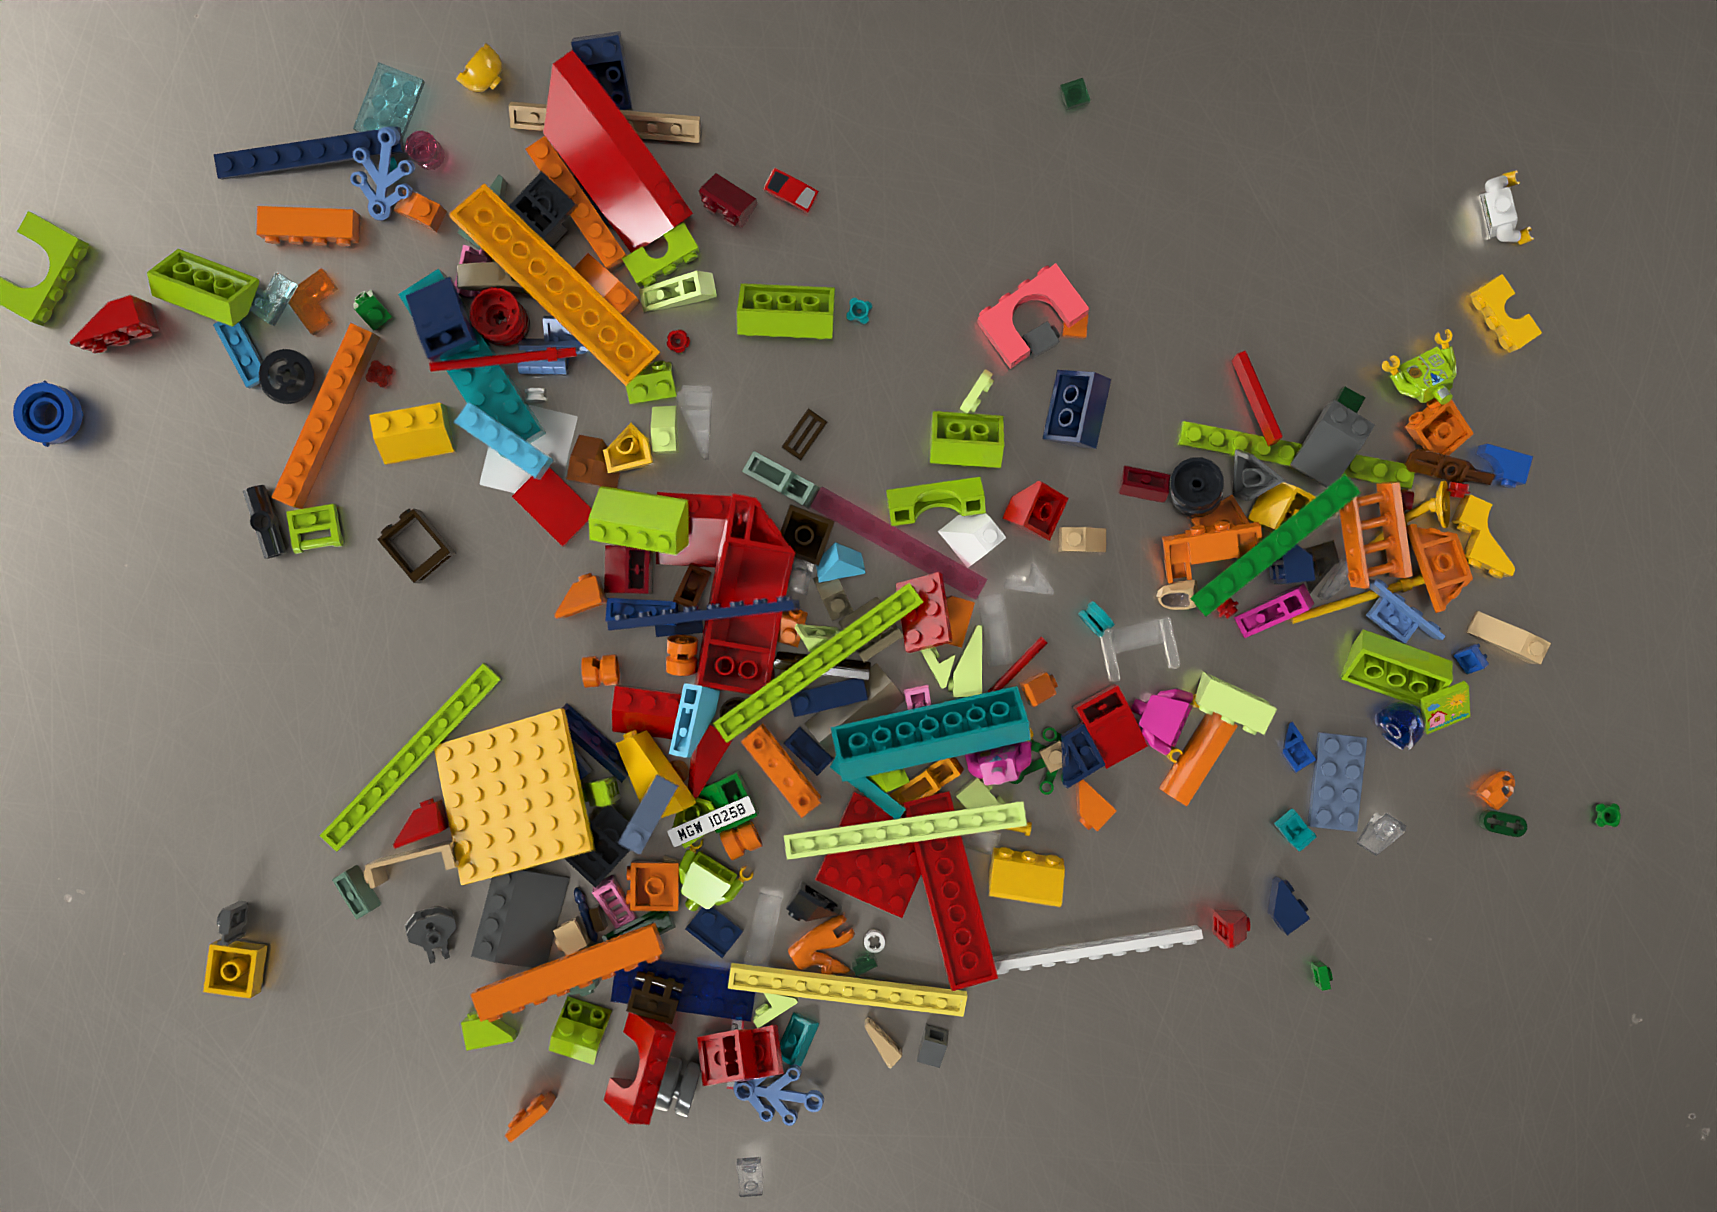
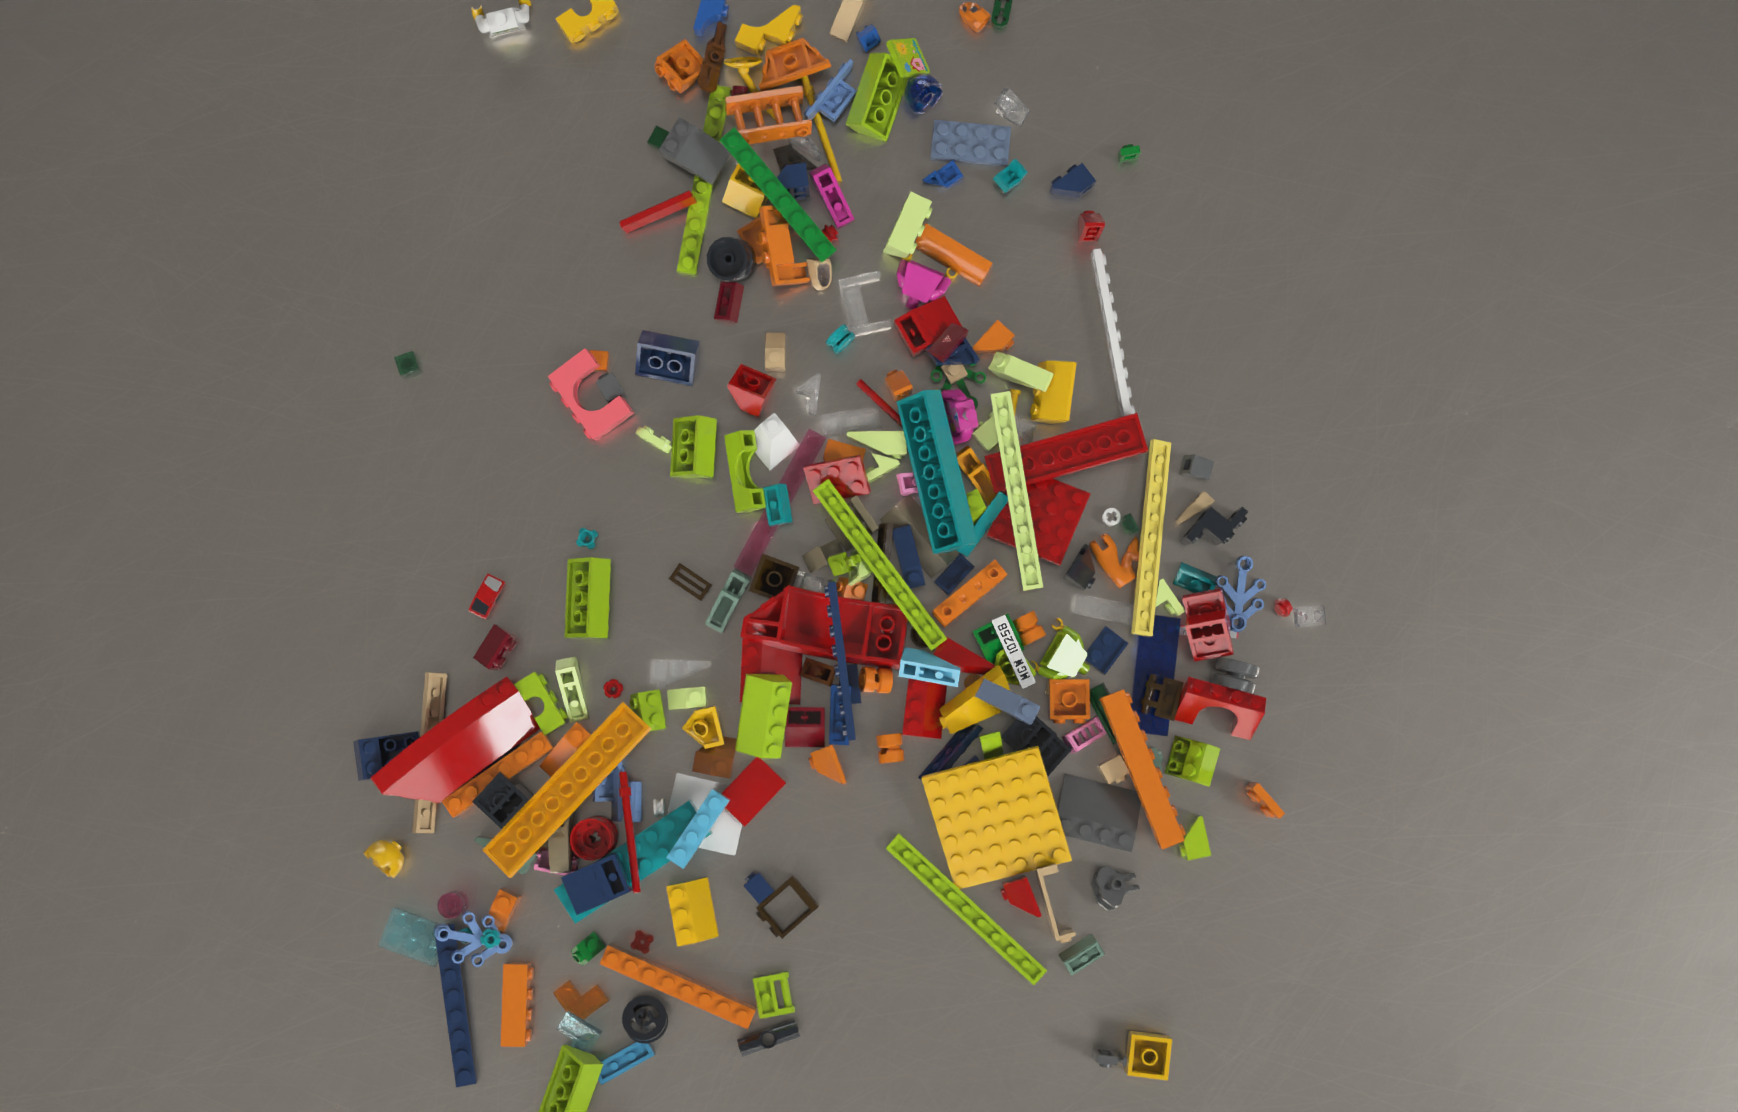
camera: 90 degrees left, 5 degrees down
(388, 194) = (490, 933): none -> teal plate
(440, 512) = (758, 886): none -> dark blue brick
(584, 911) = (1095, 758): dark blue piece -> none
(598, 918) = (1097, 747): dark brown tile -> none
(761, 1145) = (1283, 607): none -> red plate
(820, 617) = (841, 563): none -> lime plate
(840, 563) = (797, 550): medium azure slope -> none
(859, 1067) = (1215, 526): none -> black bracket
(894, 540) = (777, 504): none -> teal slope
(1051, 837) = (1020, 371): none -> yellowish green slope
(1089, 750) = (948, 342): none -> dark red slope
(1252, 476) = (722, 214): dark grey slope -> none
(1427, 374) = (637, 76): lime torso -> none
(1458, 489) = (731, 50): red plate -> none

